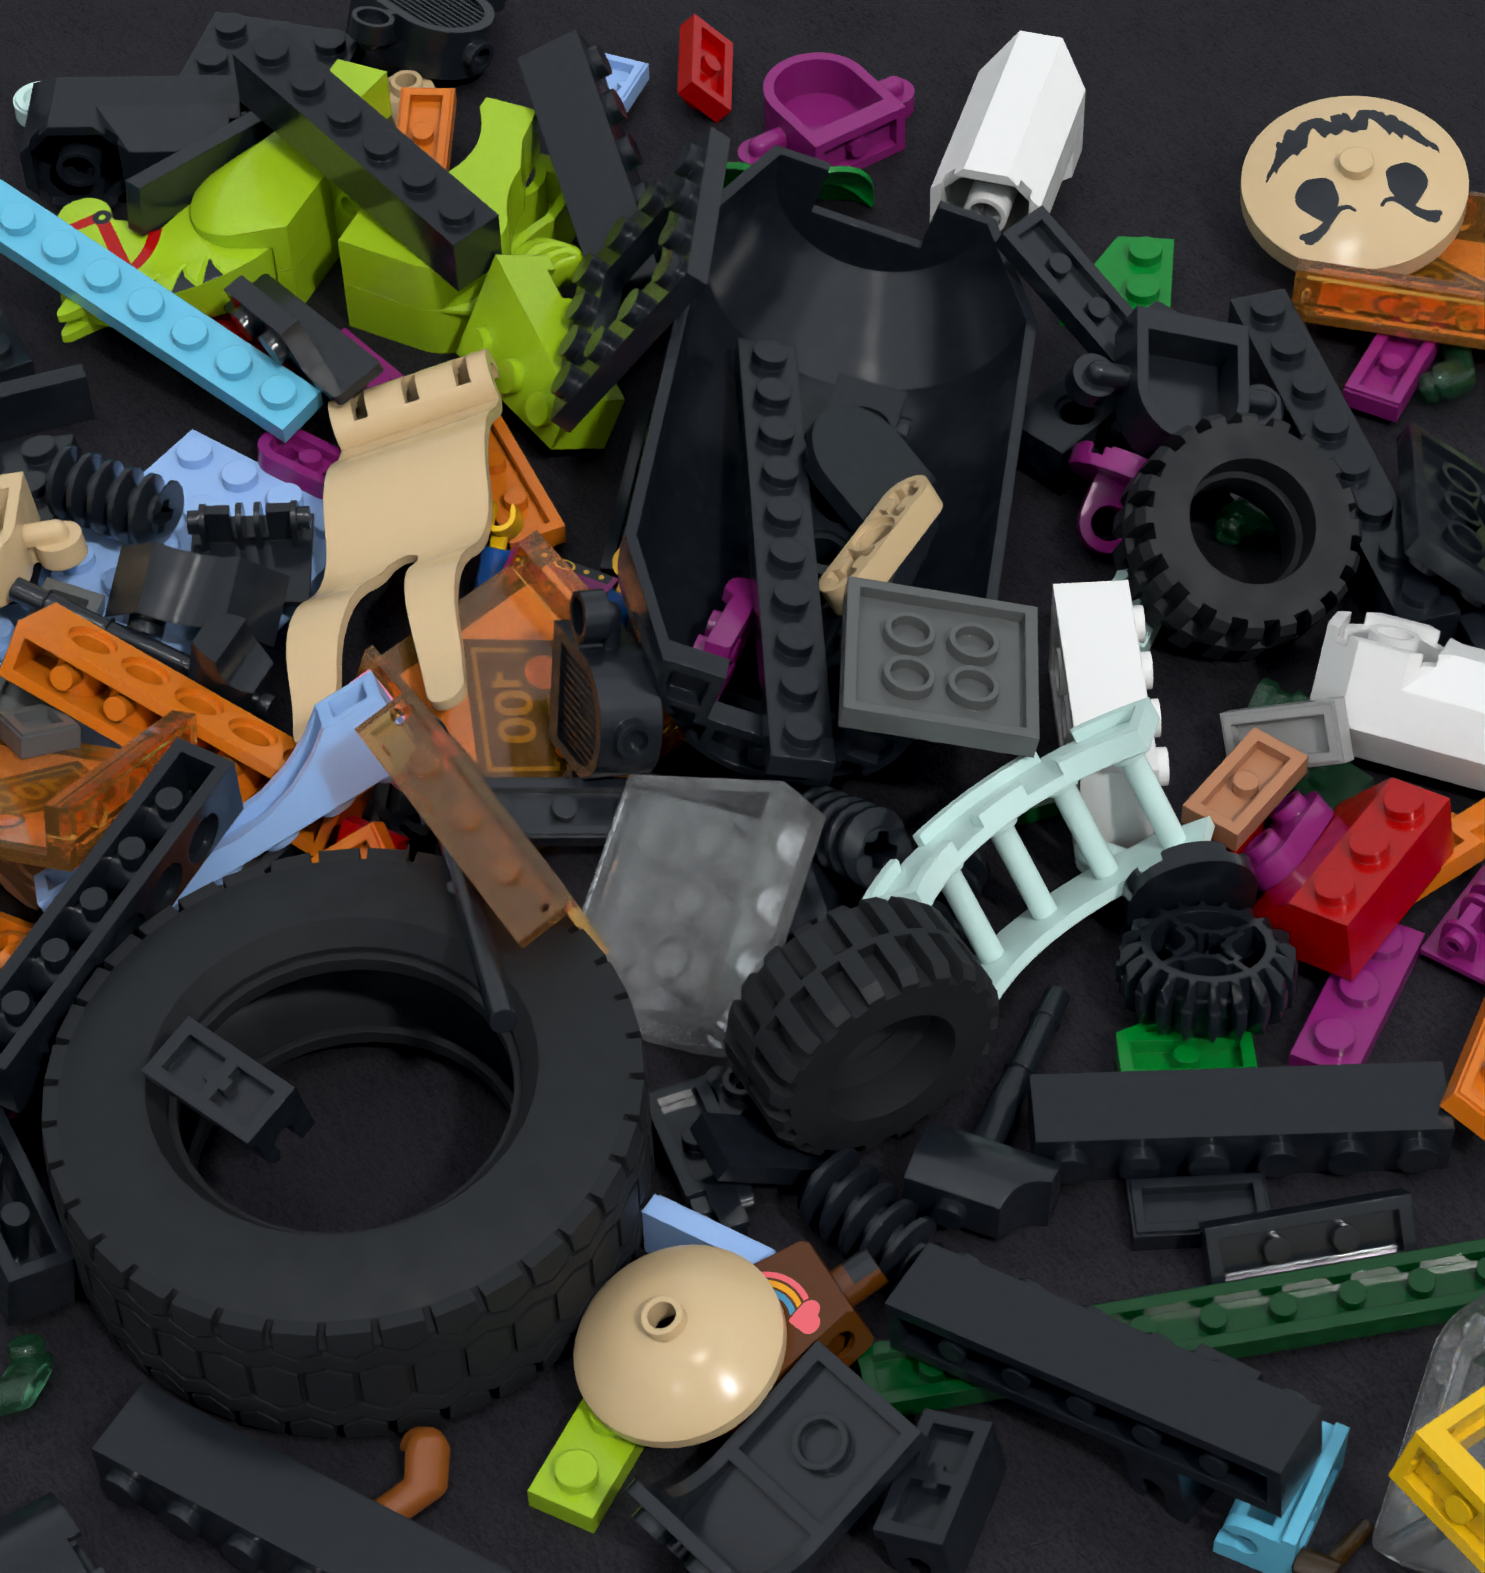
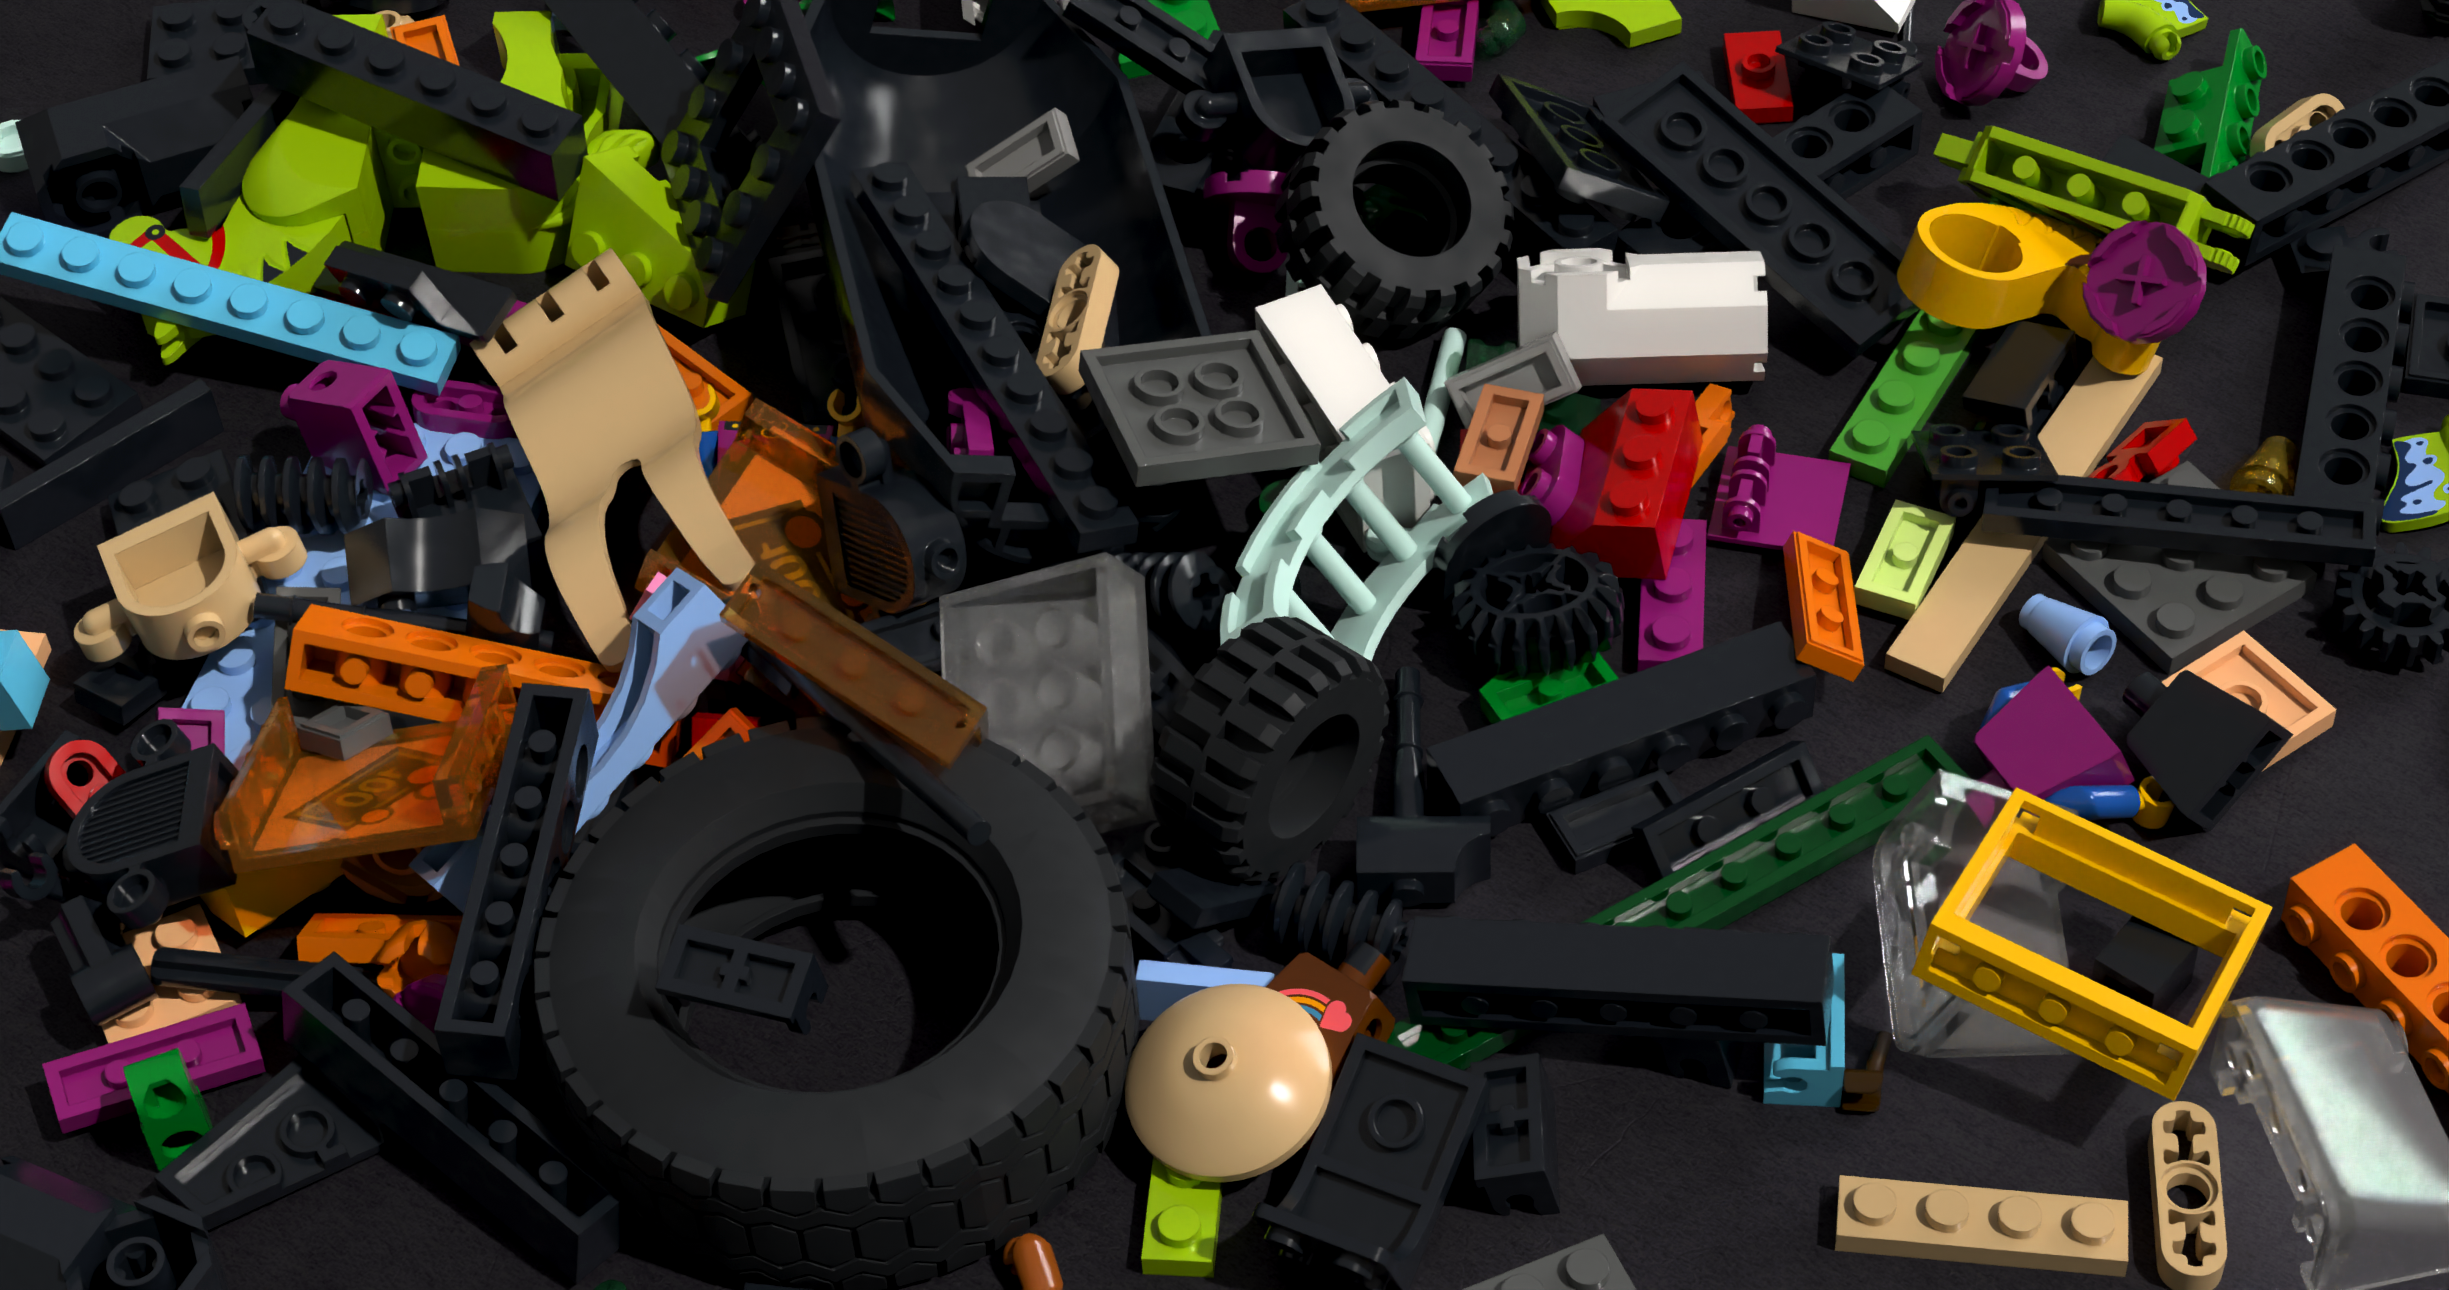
camera: 20 degrees left, 0 degrees up
(185, 427) = (354, 416): none -> magenta torso
(923, 371) = (1034, 152): none -> light grey tile
(1210, 734) = (1438, 397): none -> light aqua bar

